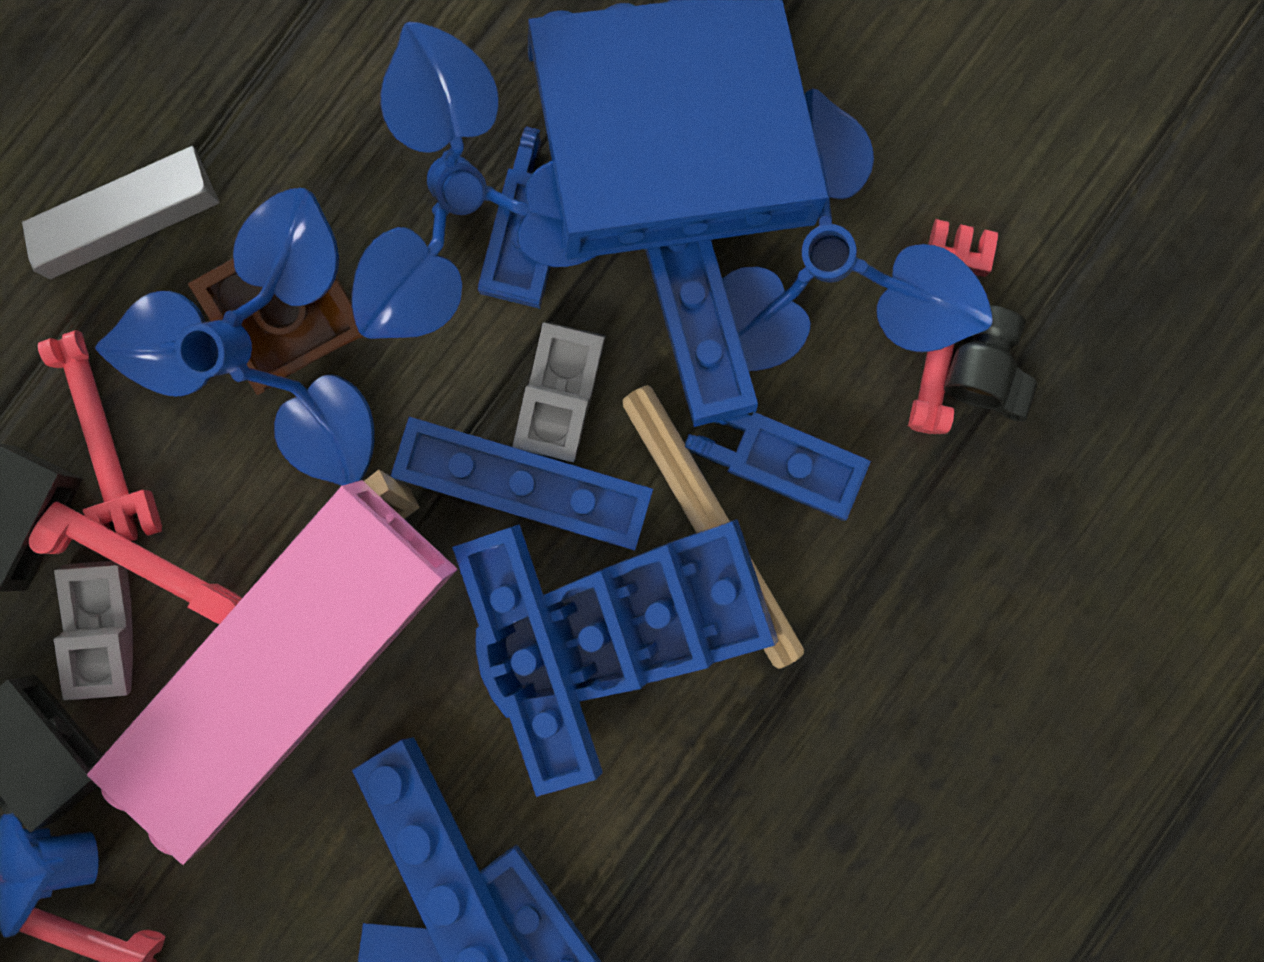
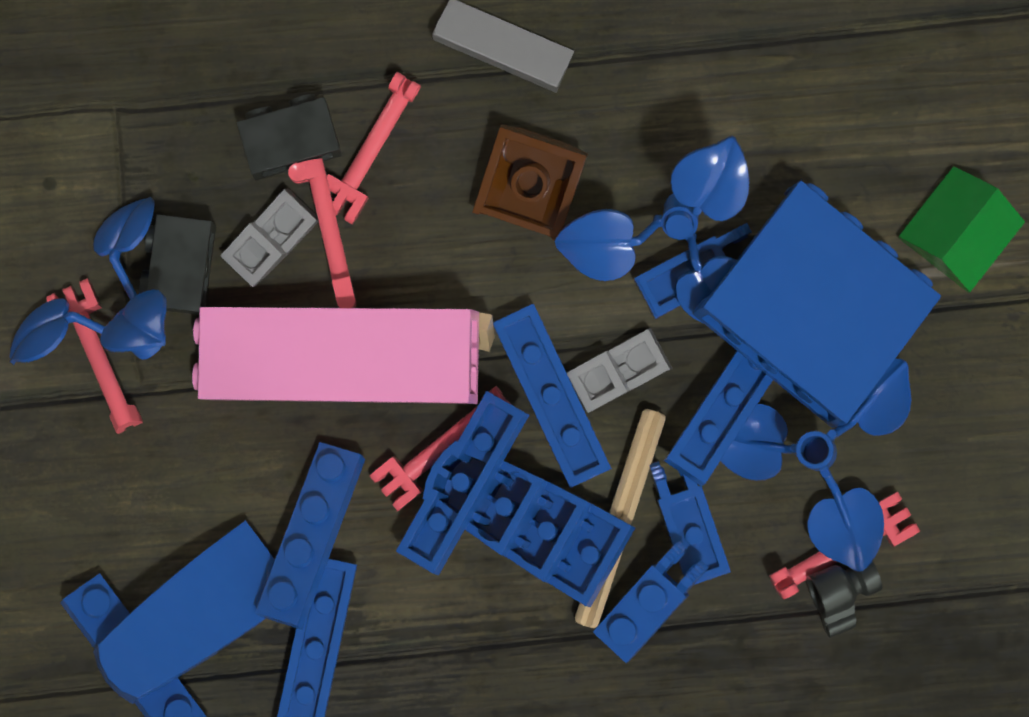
camera: 45 degrees right, 0 degrees up
(175, 352) = (564, 170): blue plant -> none
(468, 709) = (407, 474): none -> coral hinge
(829, 579) = (647, 605): none -> blue hinge

